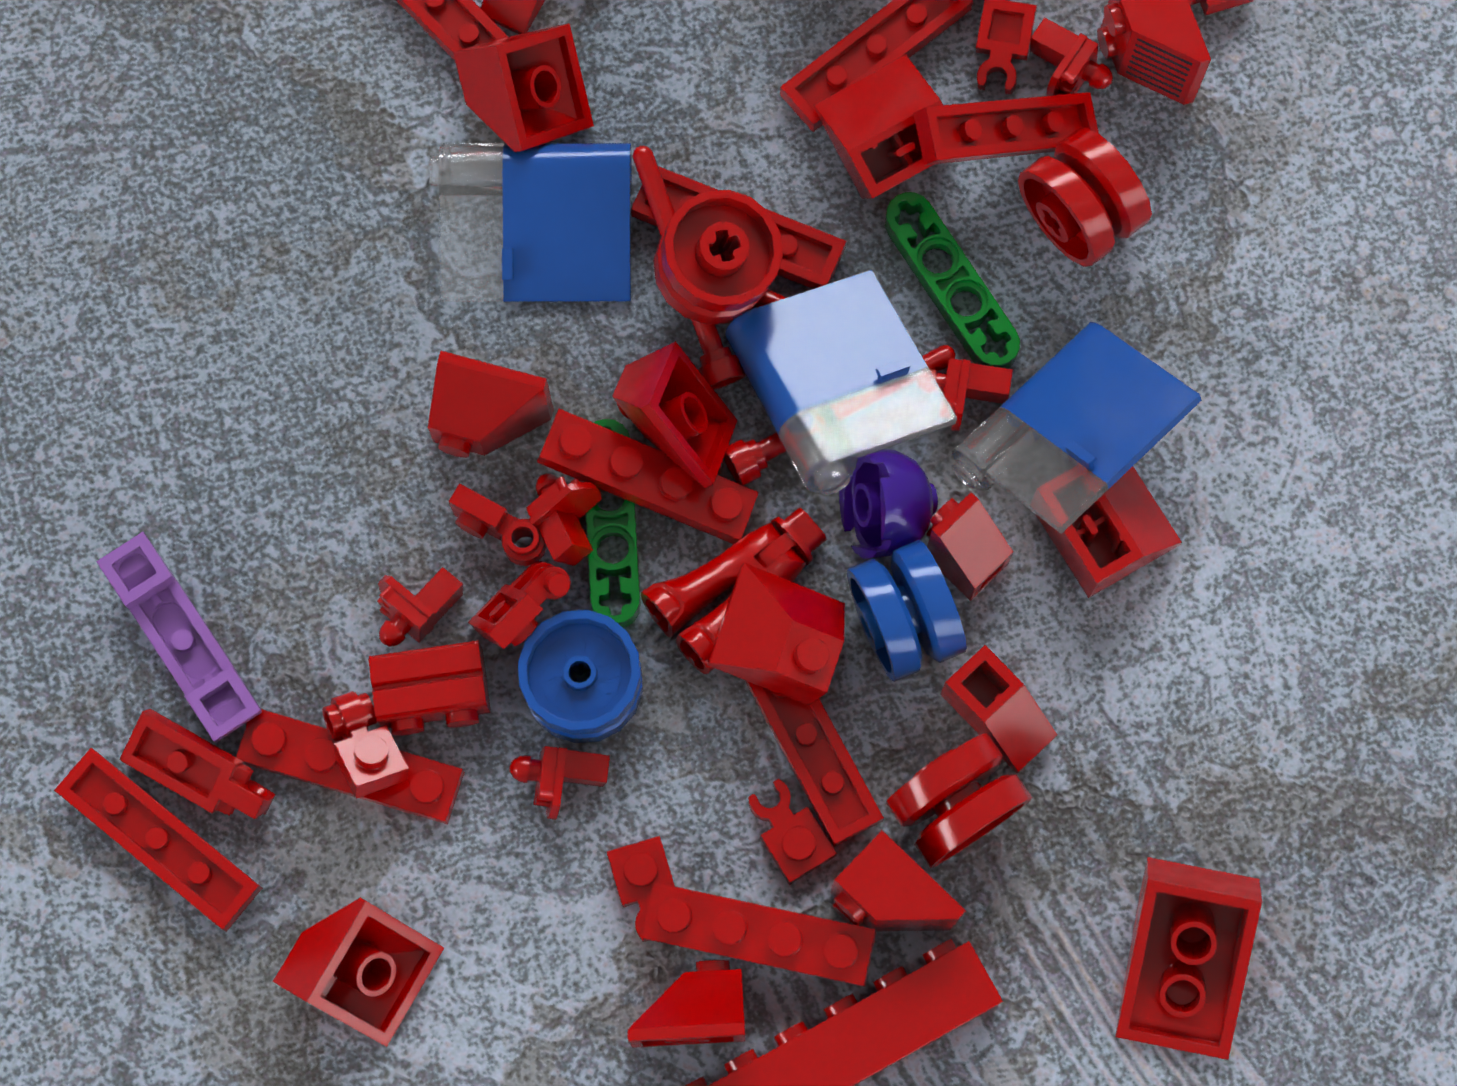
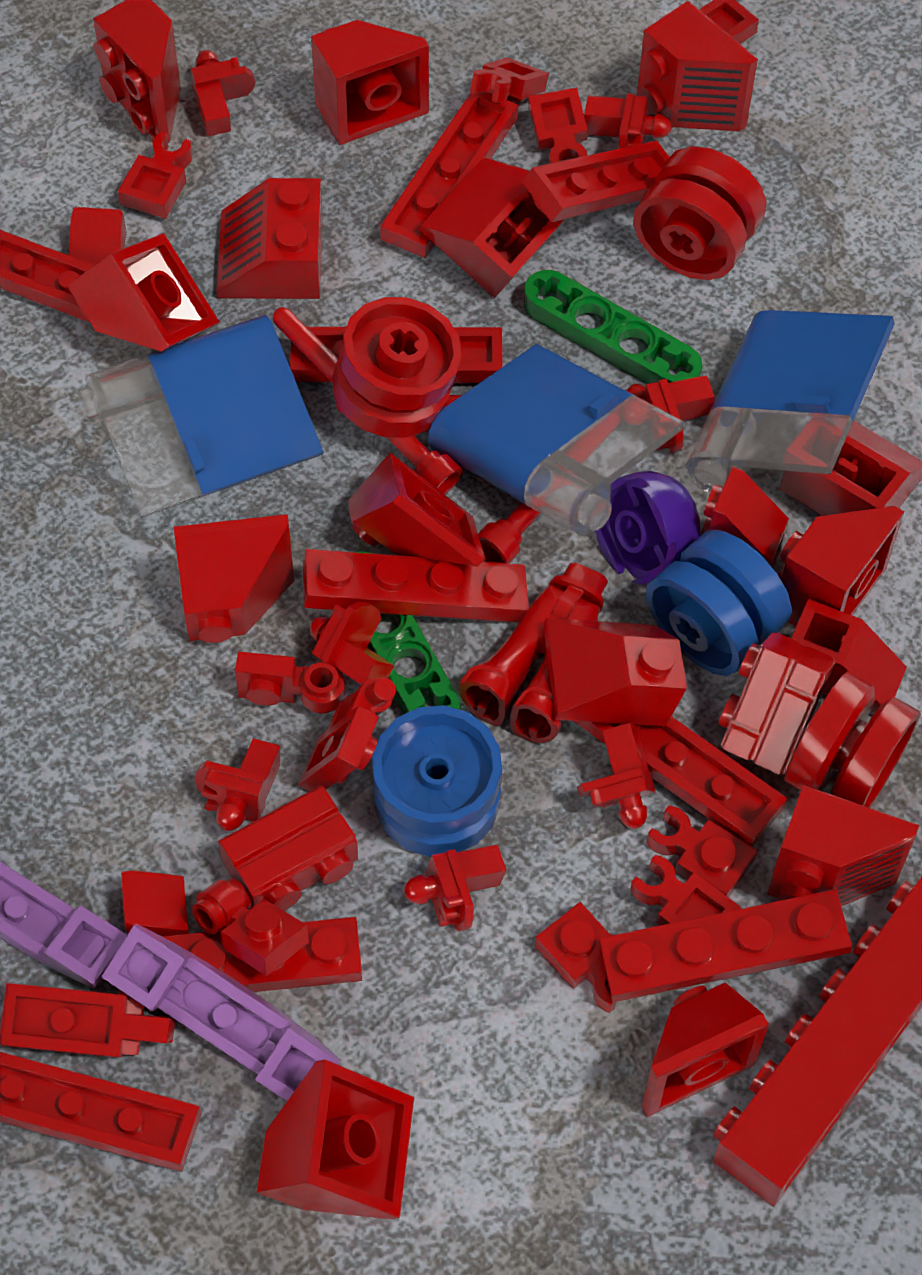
camera: 25 degrees left, 15 degrees down
(298, 684) = (155, 902): none -> red slope
(312, 808) = (216, 1009): none -> medium lavender slope
(675, 63) = (272, 242): none -> red slope
(751, 879) = (680, 900): none -> red plate
(753, 741) = (630, 777): none -> red piece
(911, 727) = (776, 701): none -> brick
(1031, 617) = (839, 558): none -> red slope

